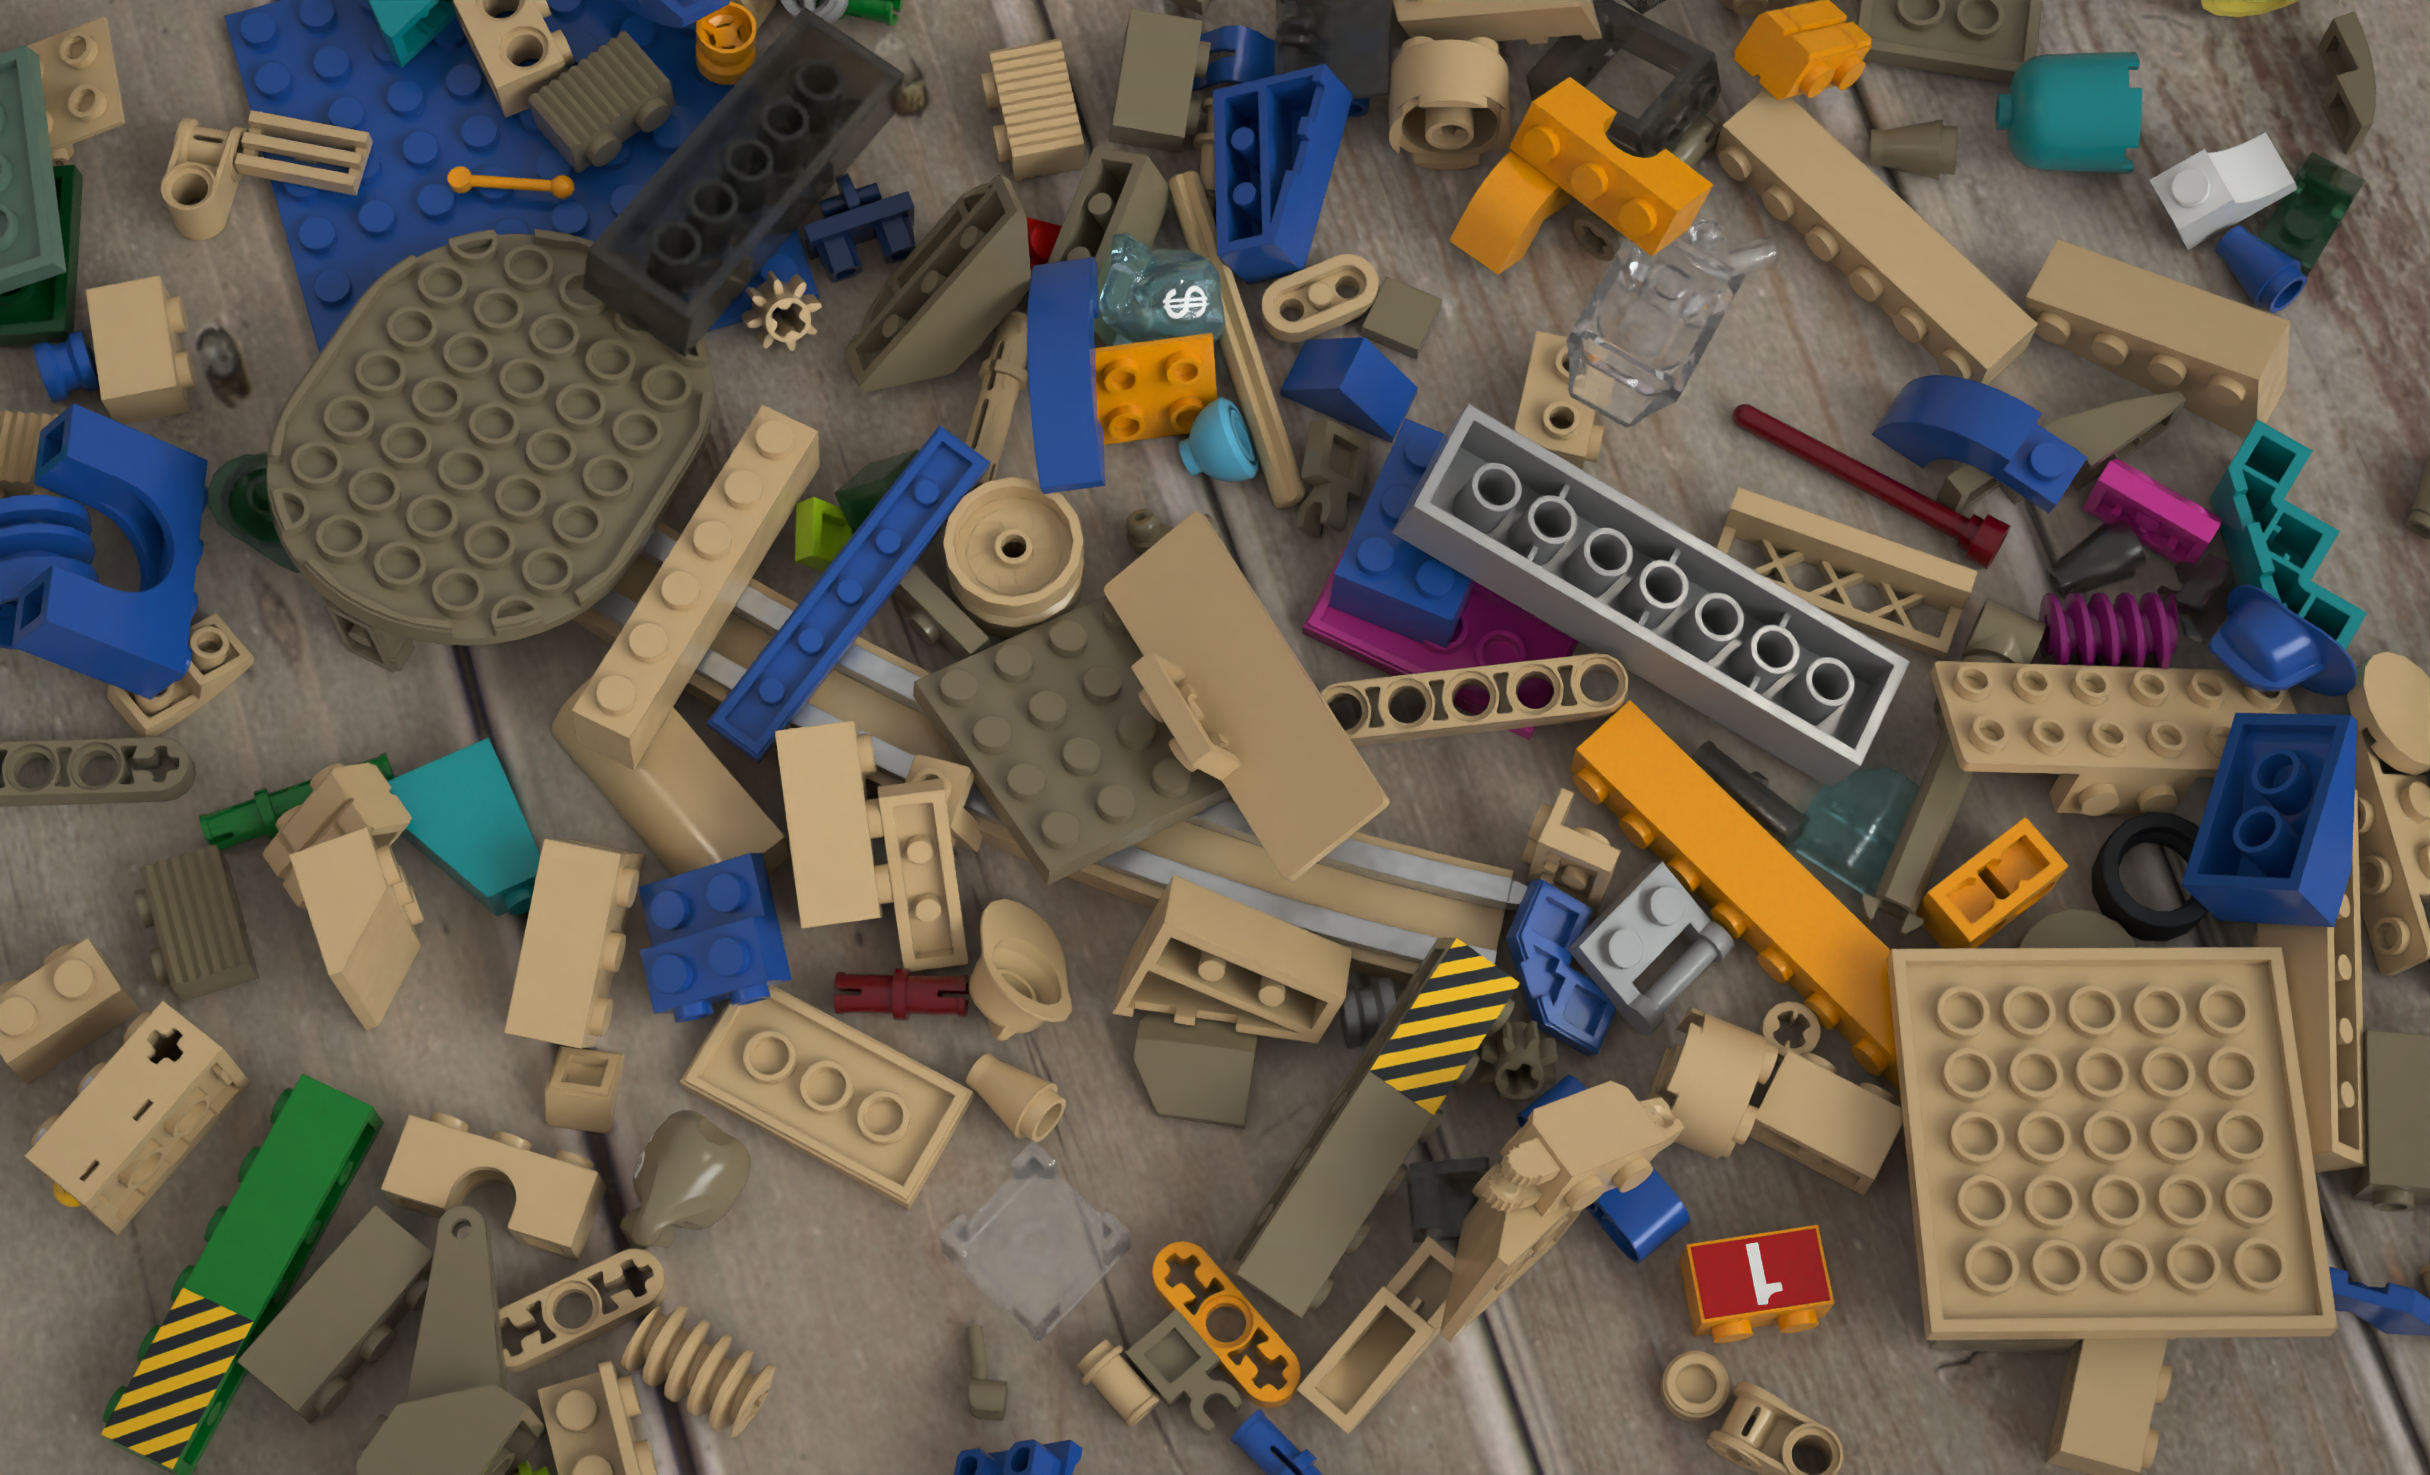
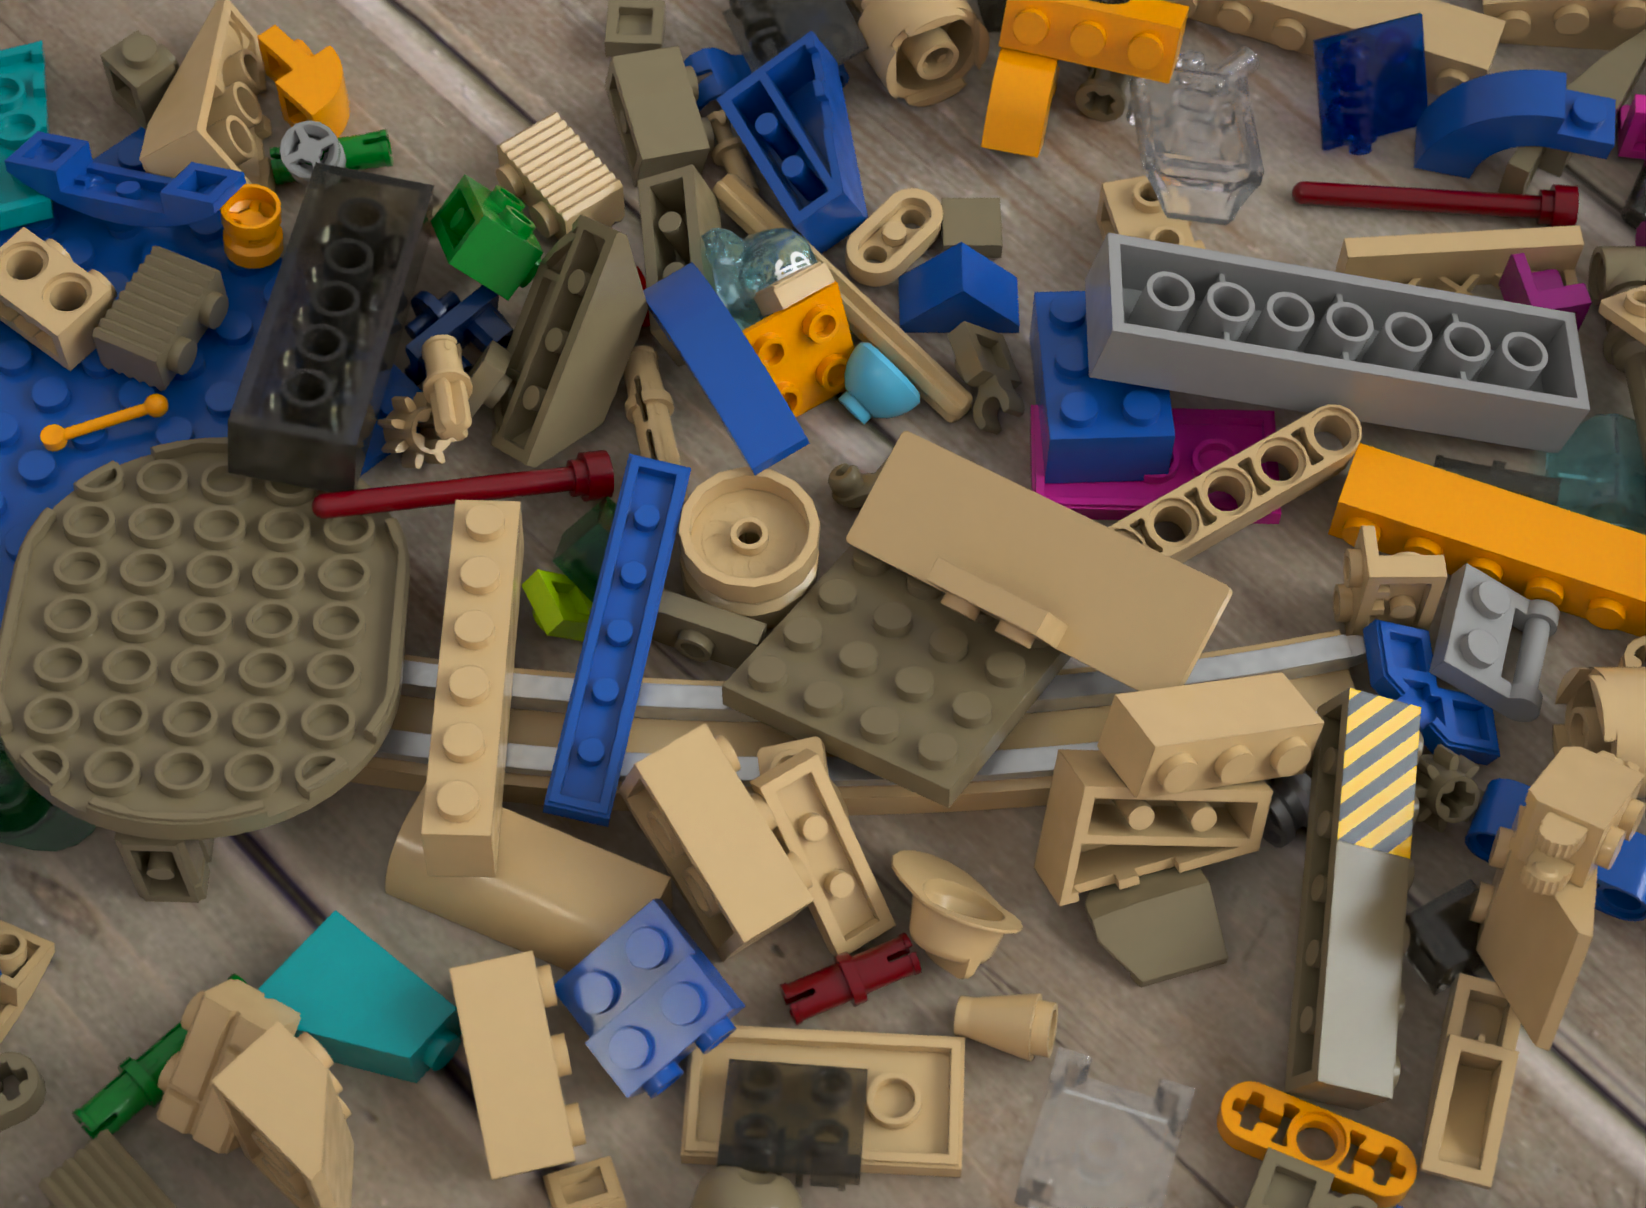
camera: 25 degrees left, 10 degrees down
(781, 1098) = (794, 1121): none -> clear smoke hinge
(816, 285) = (447, 387): none -> tan axle
(860, 289) = (489, 377): none -> dark tan plate
(907, 419) = (586, 476): none -> dark red piece
(928, 147) = (488, 236): none -> green brick
(1167, 326) = (793, 288): none -> tan tile
(1308, 924) = (1209, 734): none -> tan brick
(1864, 333) = (1370, 82): none -> clear blue hinge
(1905, 626) = (1542, 289): none -> magenta panel

